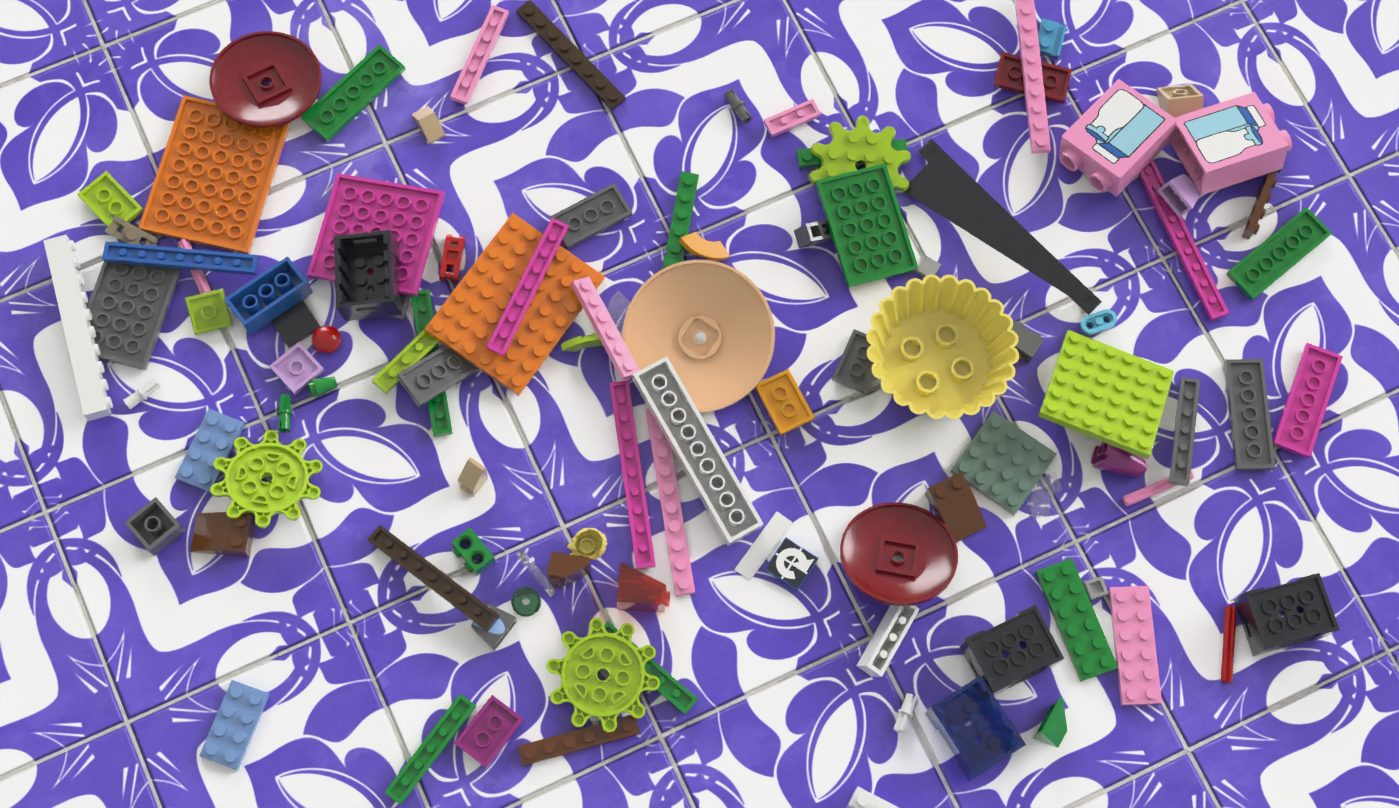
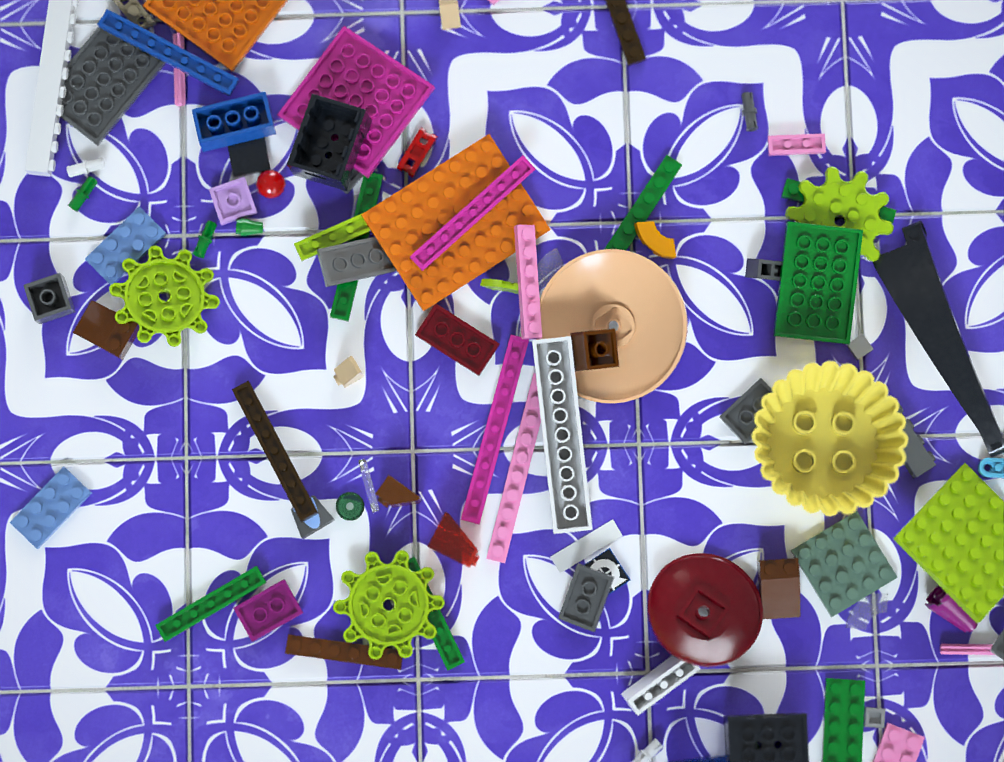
camera: 30 degrees right, 10 degrees up
(148, 419) = (83, 193): none -> green axle
(208, 311) = (174, 113): lime tile -> none
(476, 549) = (326, 439): green brick -> none
(561, 408) = (457, 339): none -> dark red plate
(588, 544) = (426, 479): light yellow hair -> none
(593, 215) = (564, 164): dark grey plate -> none
(694, 361) = (594, 349): none -> reddish brown slope
(784, 402) = (664, 420): light orange plate -> none
(785, 590) = (586, 597): none -> dark grey plate

